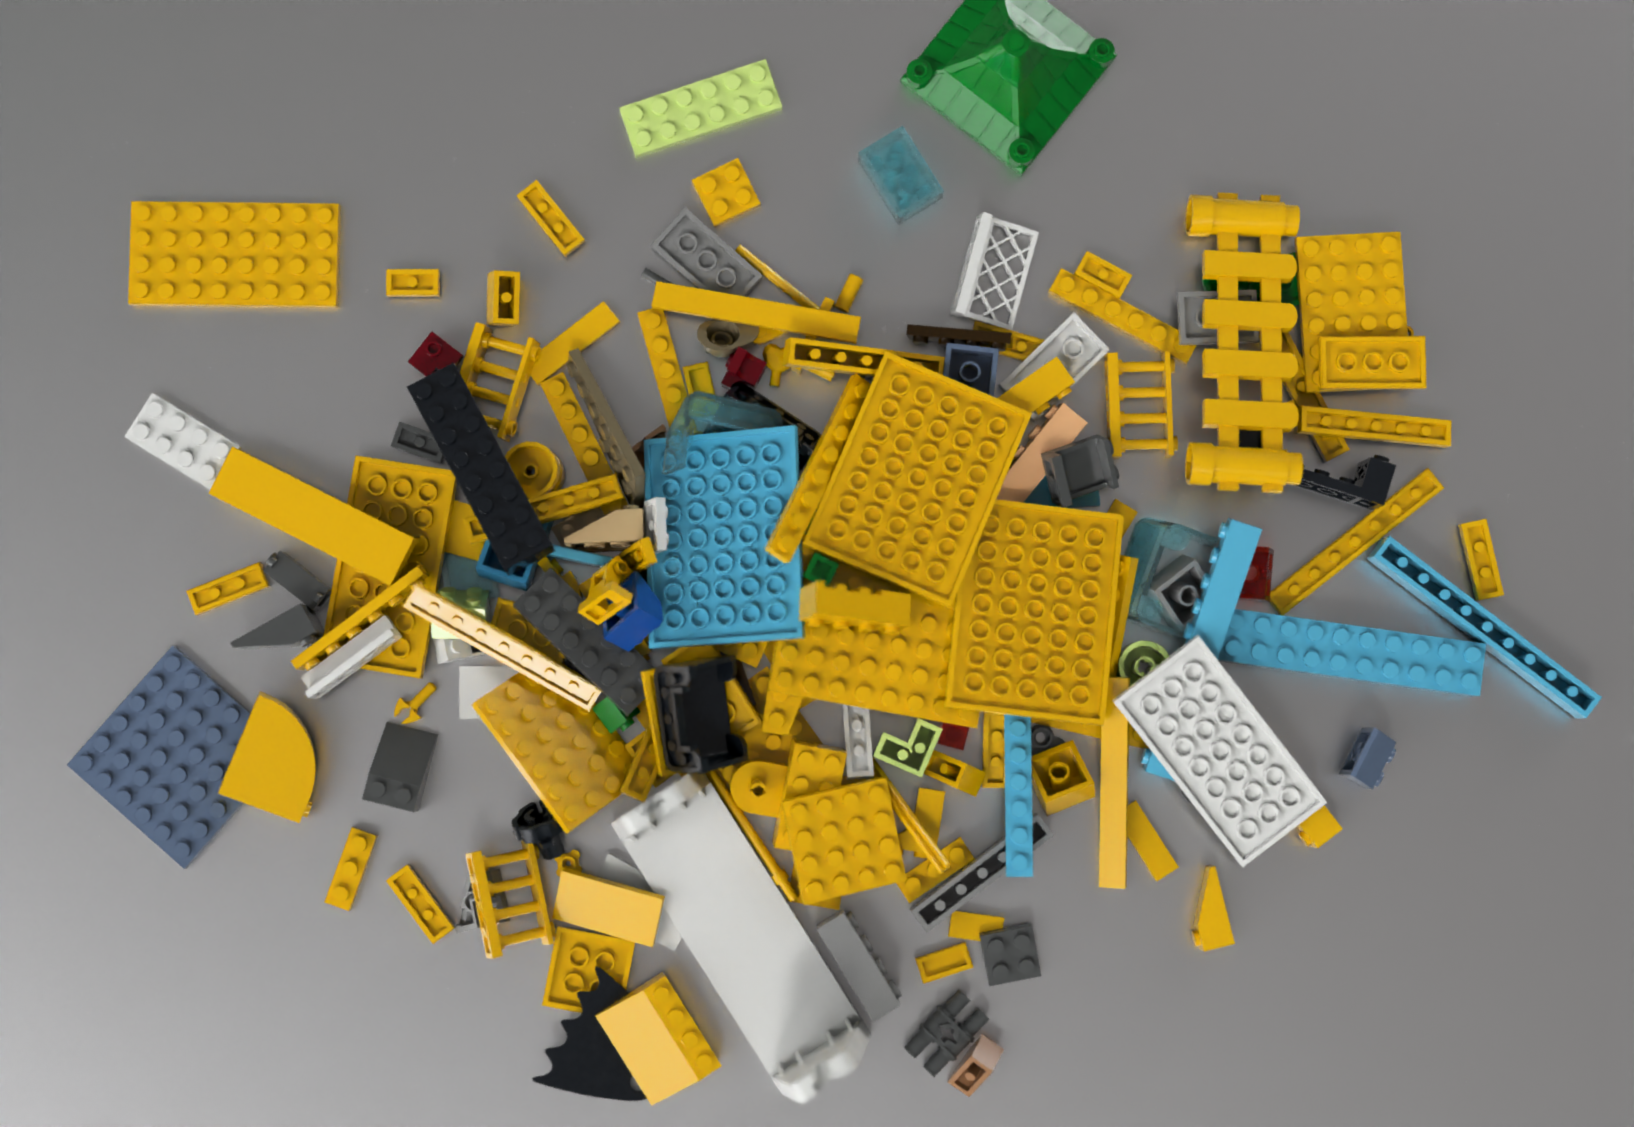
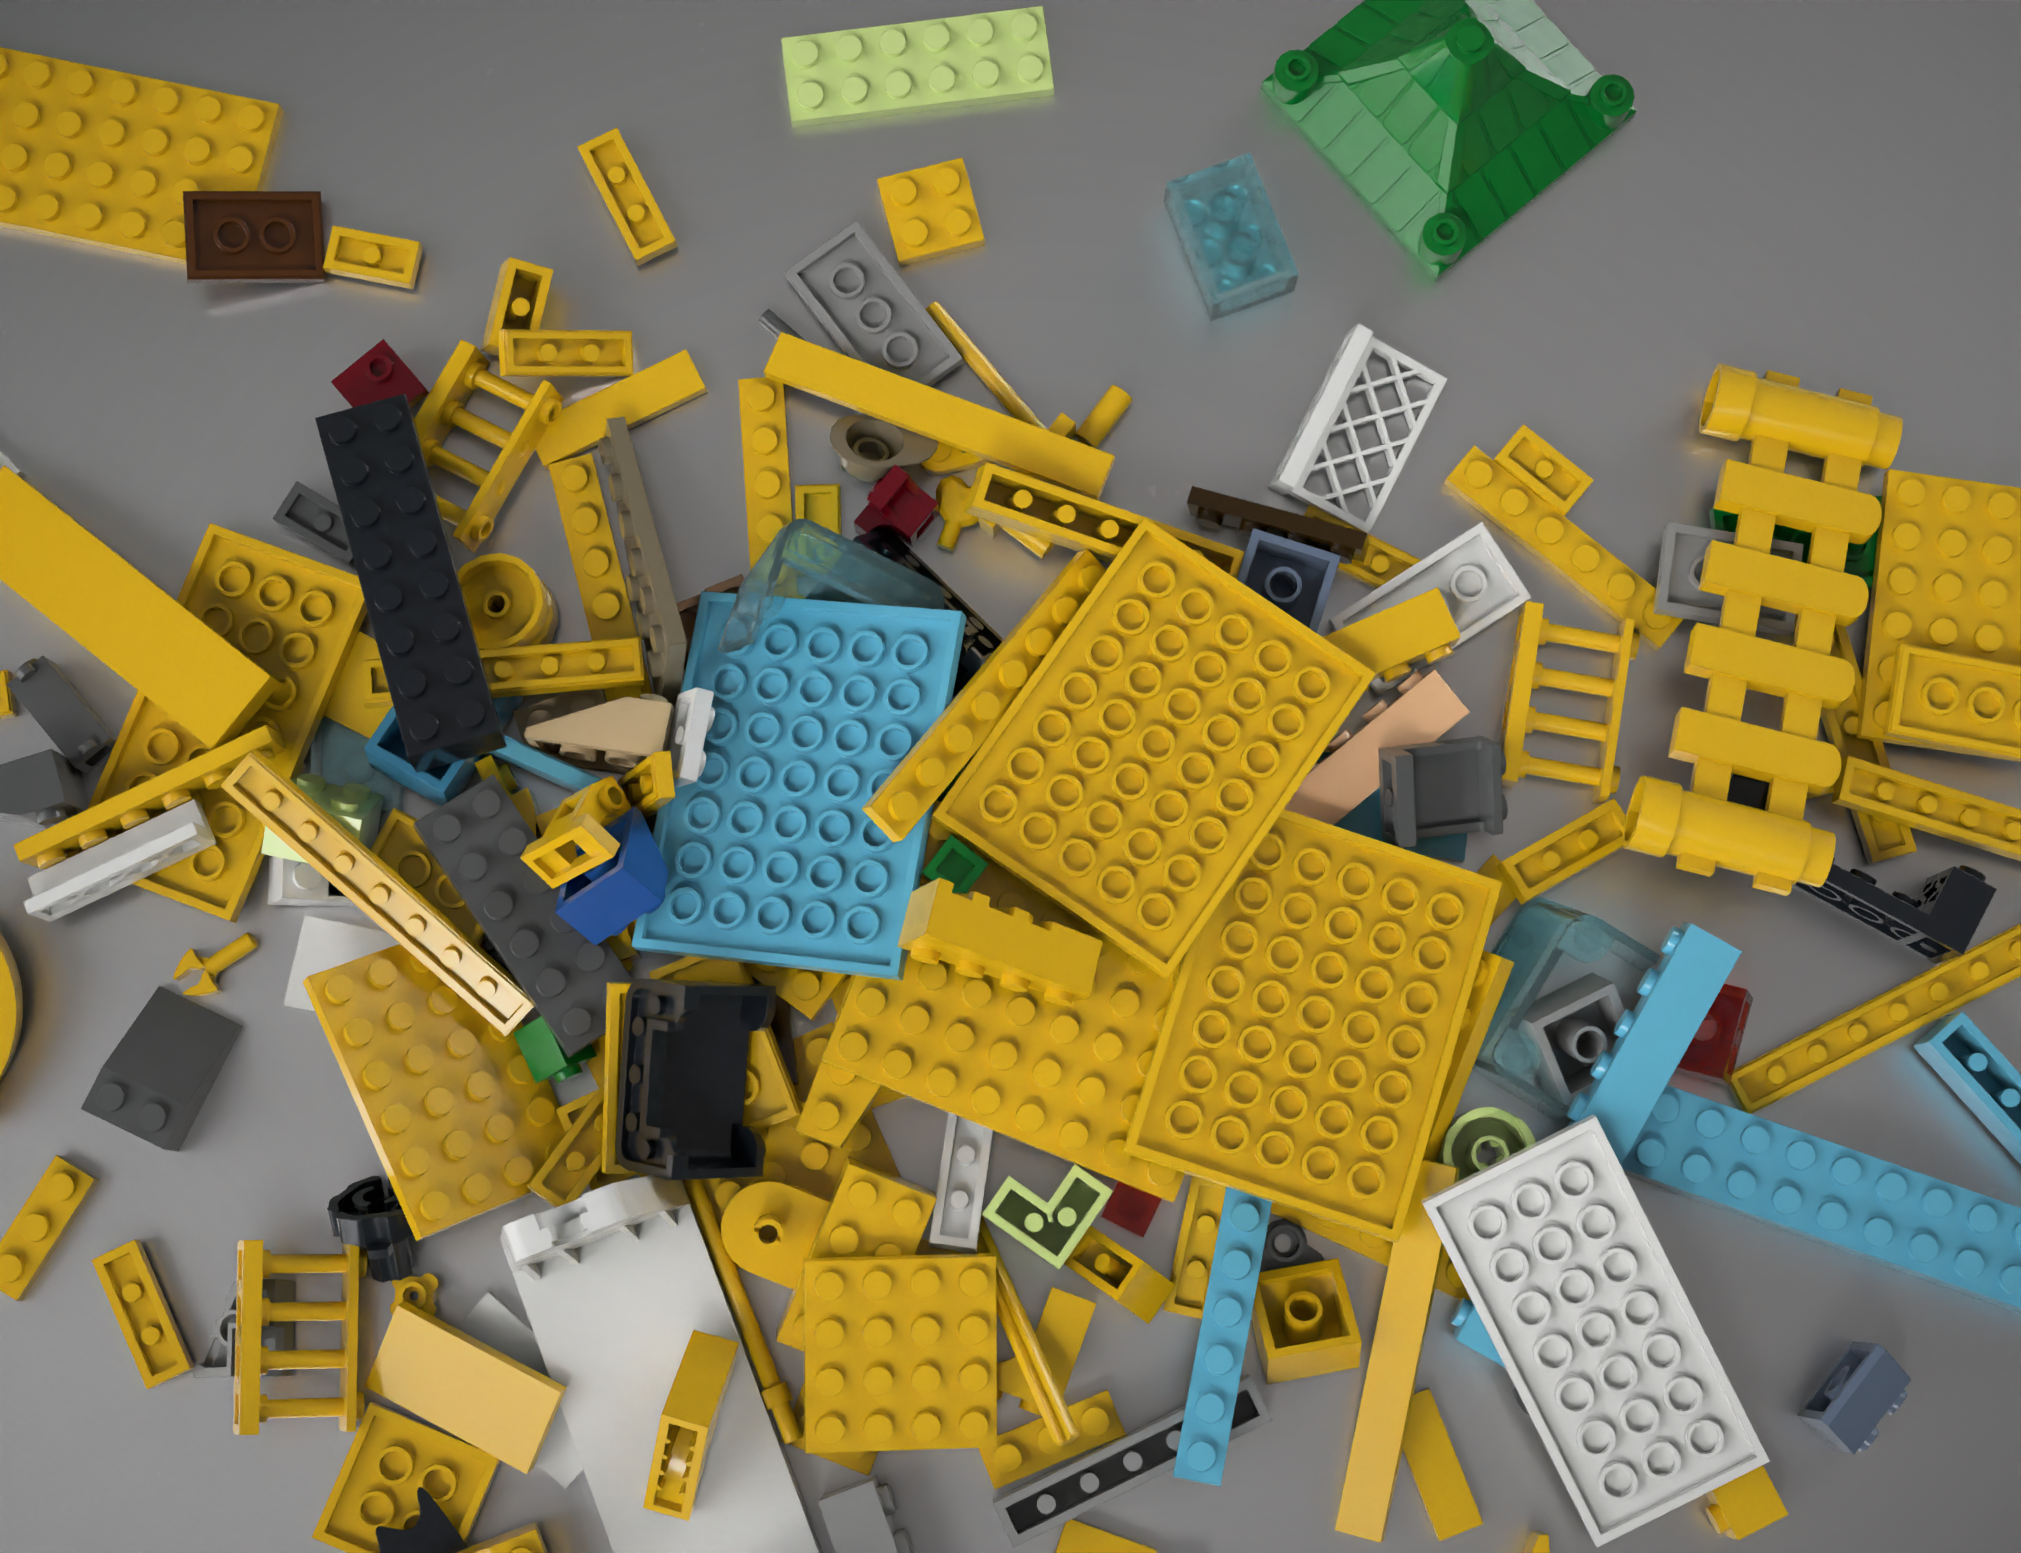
camera: 15 degrees right, 5 degrees down
(342, 285) = (253, 236): none -> reddish brown tile
(537, 318) = (565, 353): none -> yellow tile
(737, 902) = (689, 1424): none -> yellow arch
(1155, 489) = (1565, 852): none -> yellow plate

